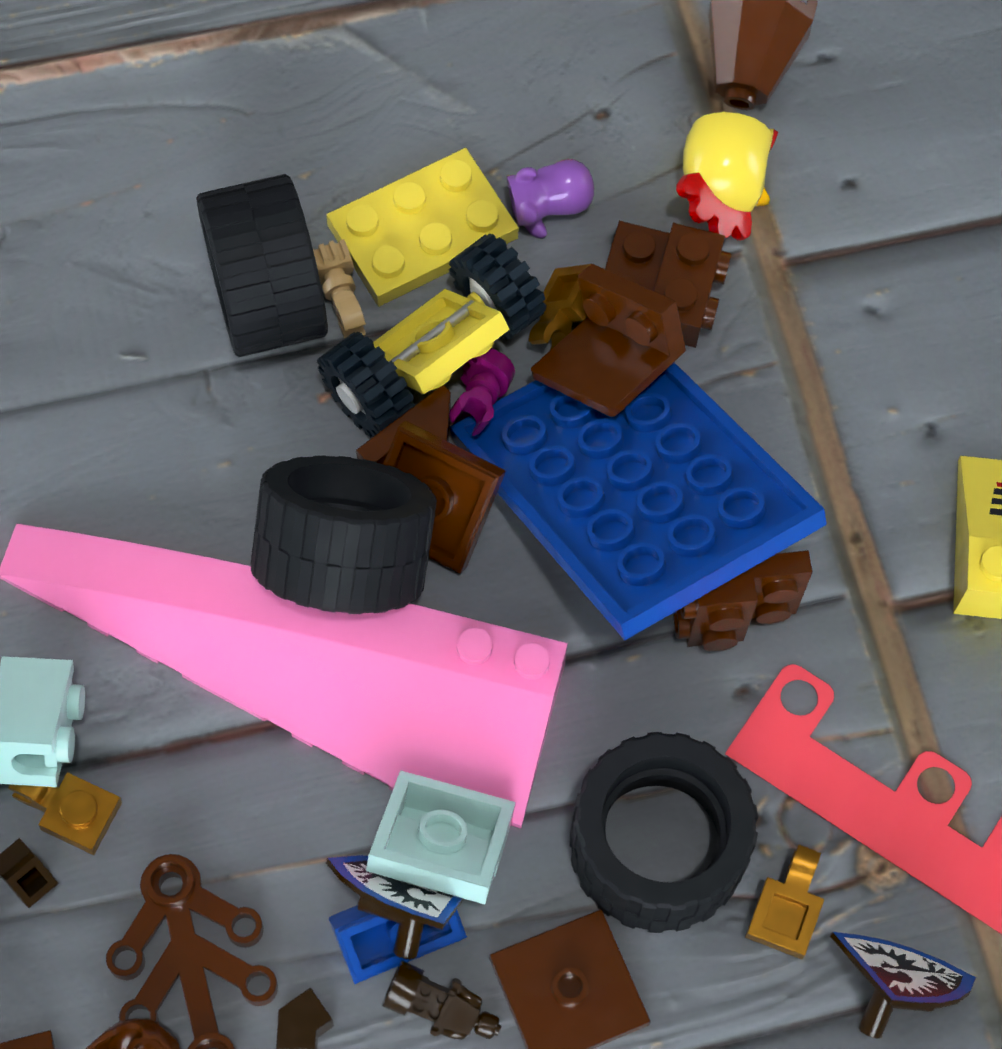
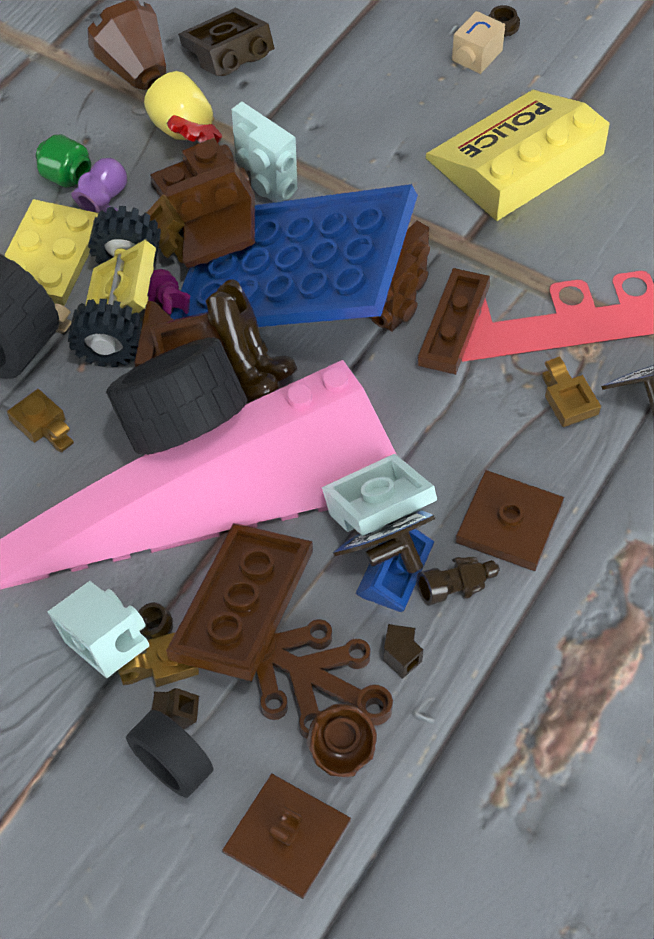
camera: 40 degrees left, 10 degrees down
(105, 751) = (155, 616): none -> dark brown hinge
(197, 820) = (240, 602): none -> reddish brown tile
(219, 423) = (41, 417): none -> pearl gold plate
(474, 559) = (239, 332): none -> dark brown piece
(539, 126) = (62, 160): none -> green head
(678, 764) = (487, 369): black tyre -> none
(754, 310) = (265, 152): none -> light aqua plate
(762, 696) = (454, 321): none -> reddish brown plate
(877, 116) = (228, 41): none -> dark brown plate

